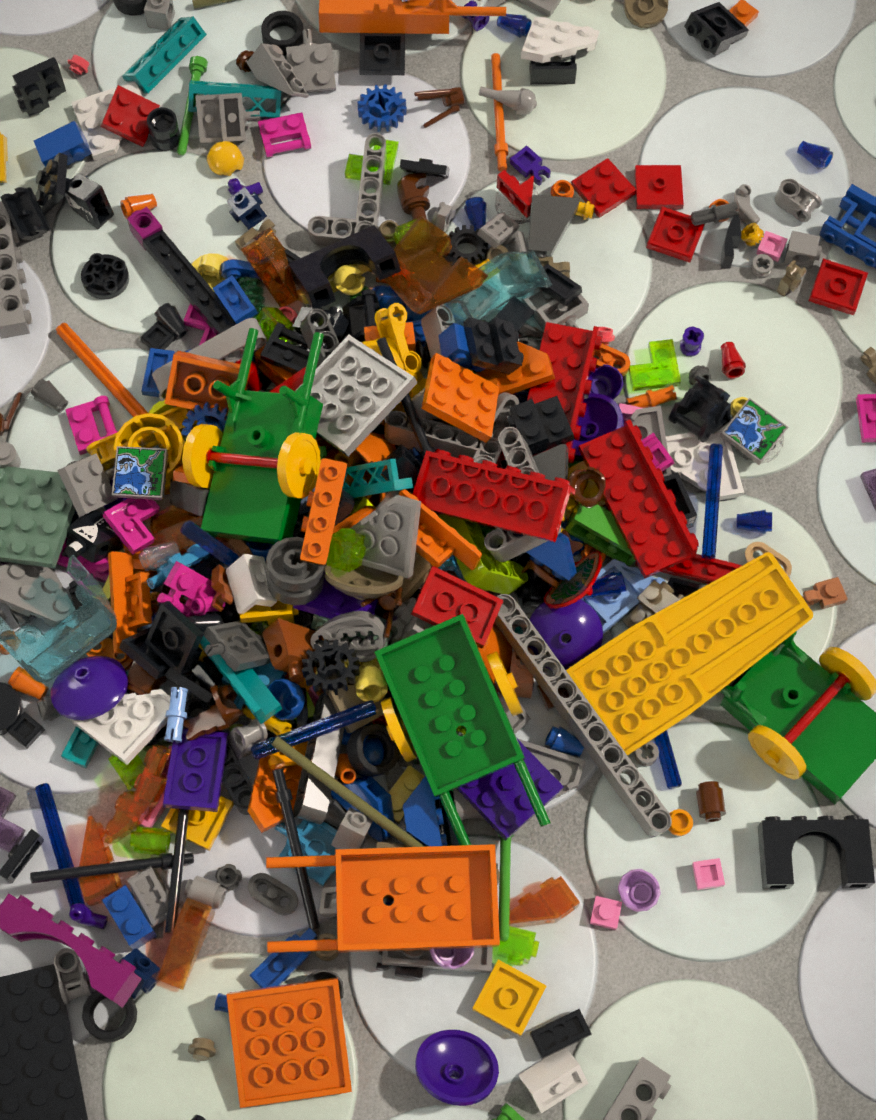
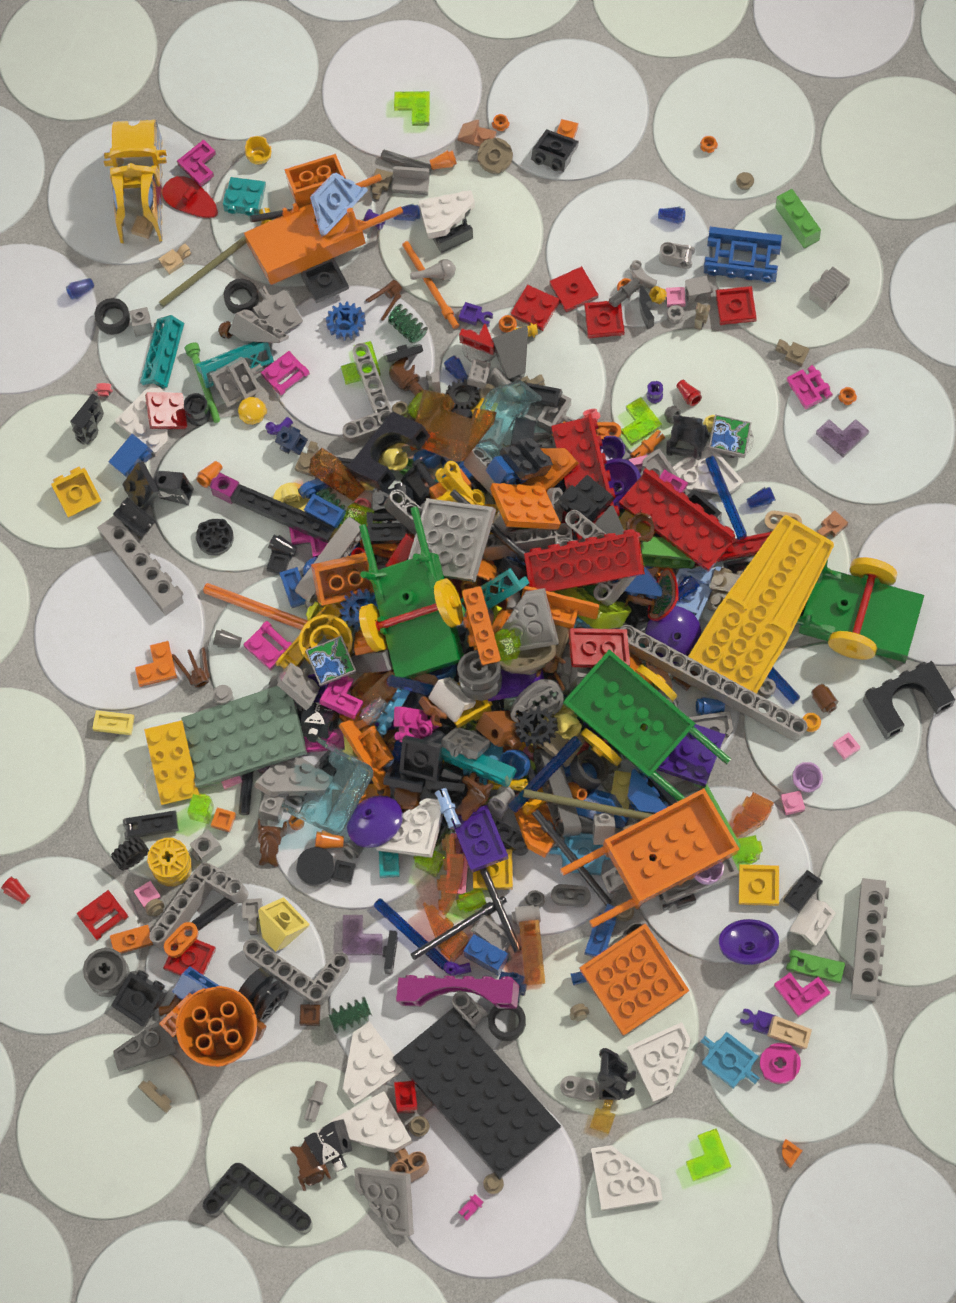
camera: 20 degrees left, 0 degrees up
(447, 140) = (406, 325): none -> clear green piece

